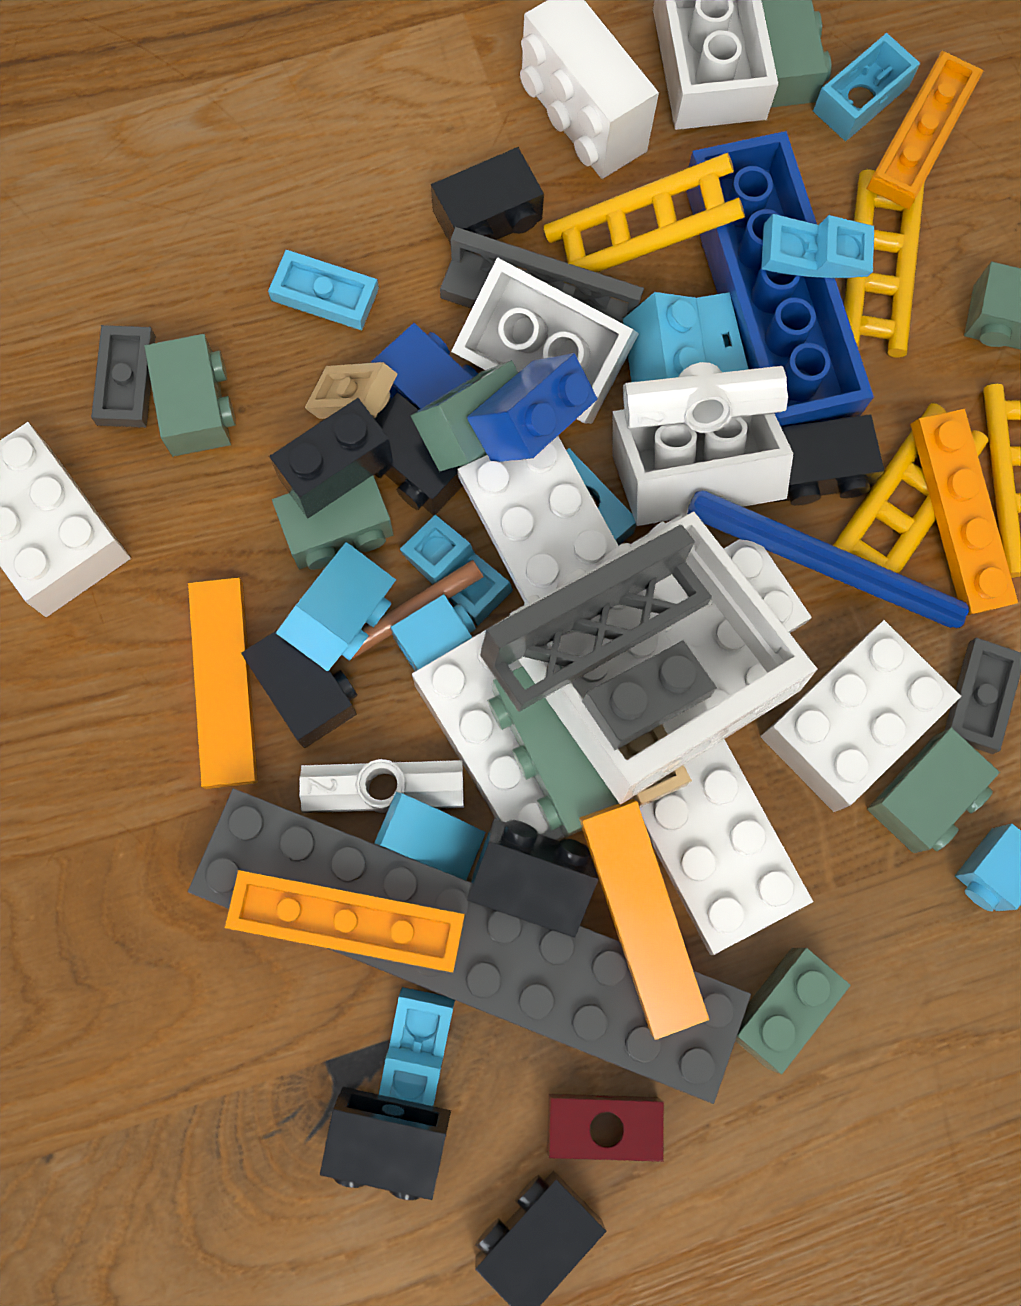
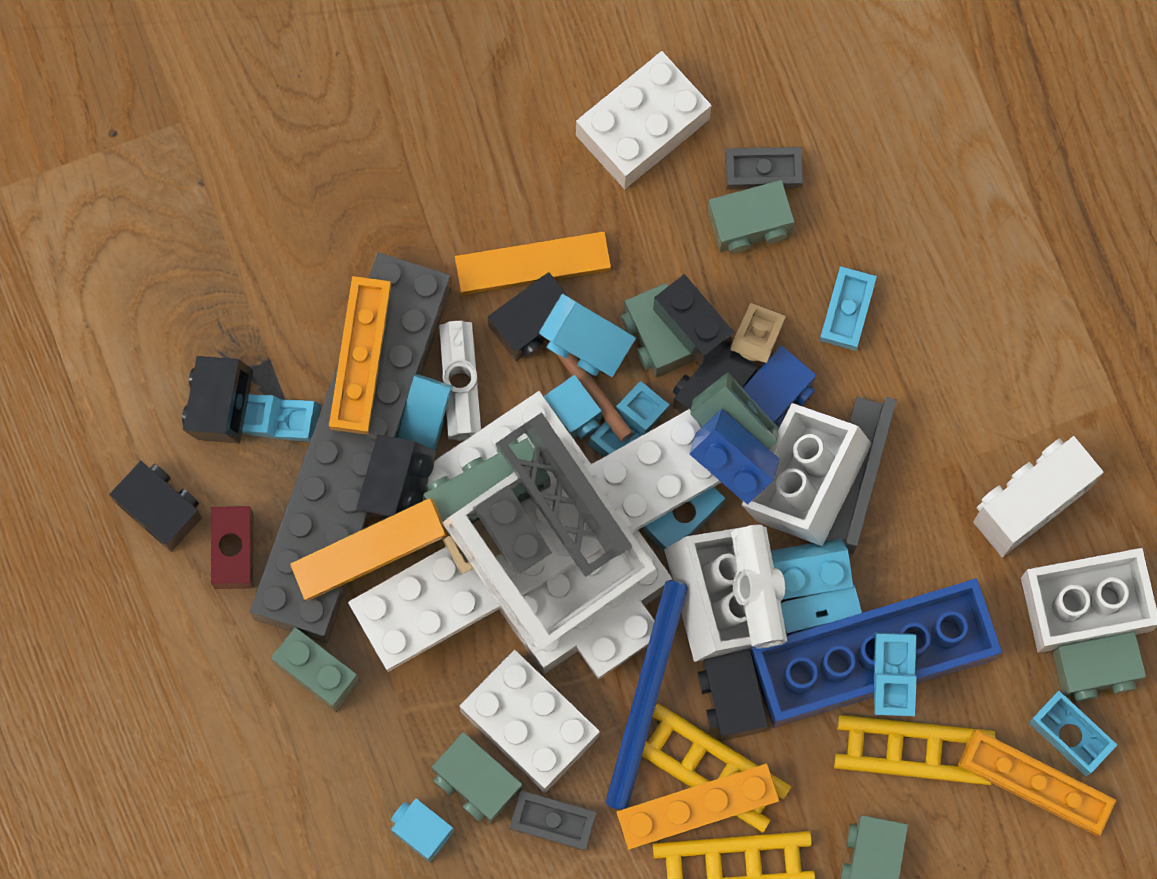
camera: 90 degrees right, 0 degrees up
(489, 198) = (932, 428): black brick -> none
(669, 230) = (909, 563): yellow bar -> none

